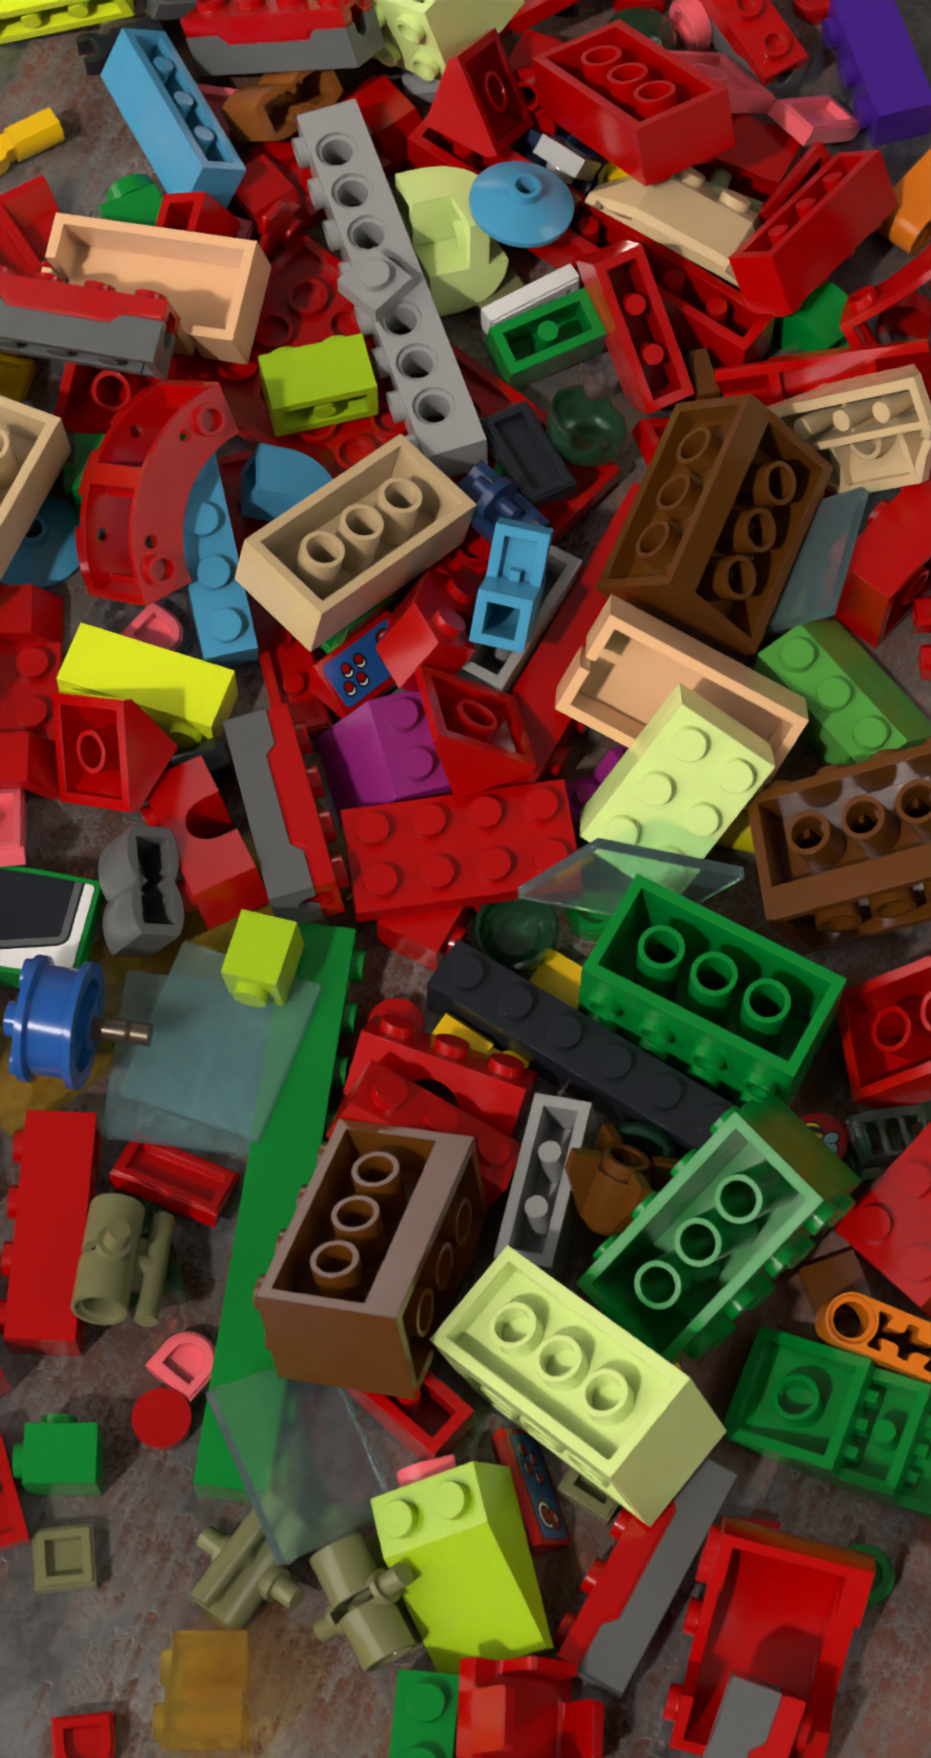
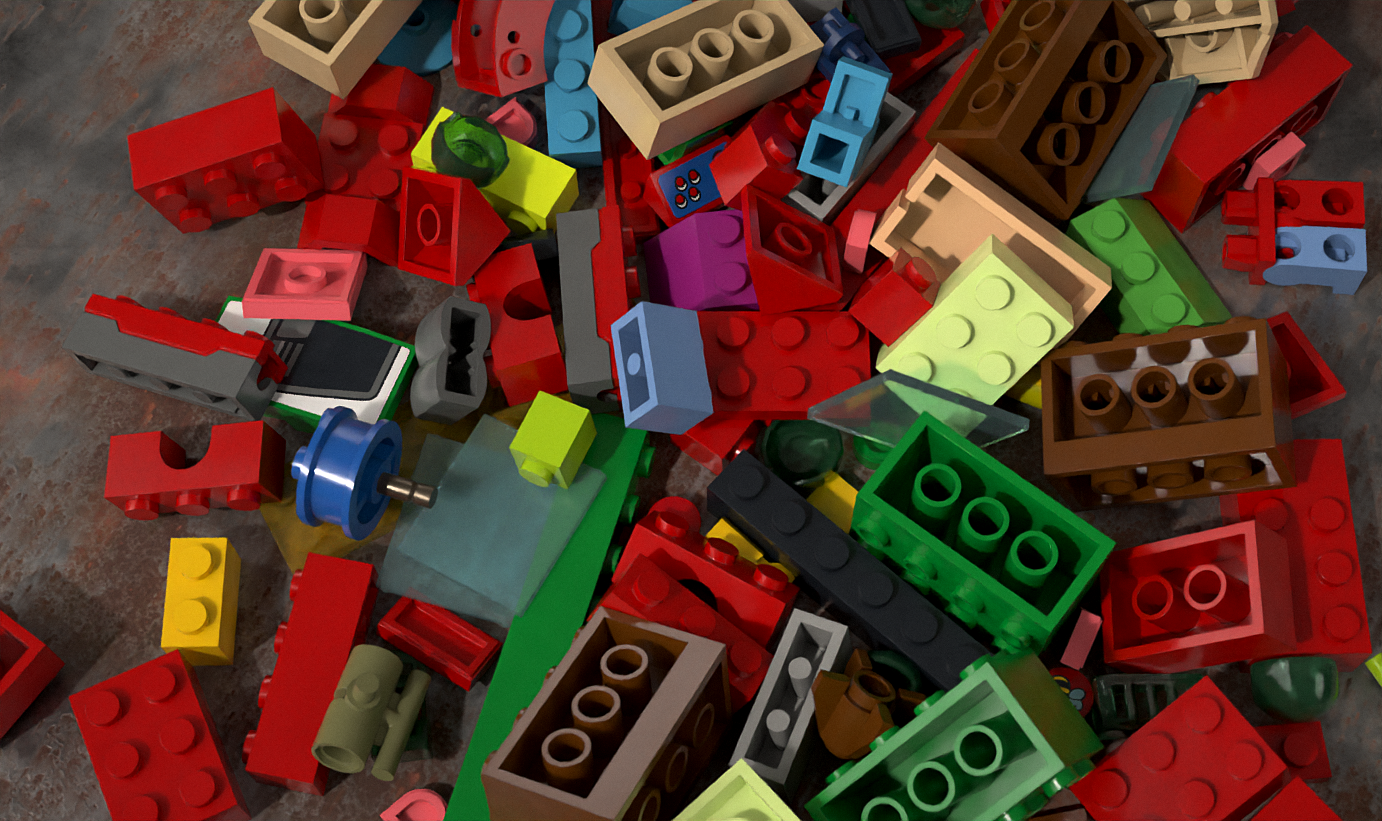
camera: 10 degrees right, 0 degrees up
(121, 666) = (469, 149): none -> clear green hair
(363, 869) = (661, 368): none -> medium blue brick
(543, 706) = (858, 241): none -> coral tile
(590, 759) = (895, 296): none -> red brick
(824, 1080) = (1078, 637): none -> coral tile

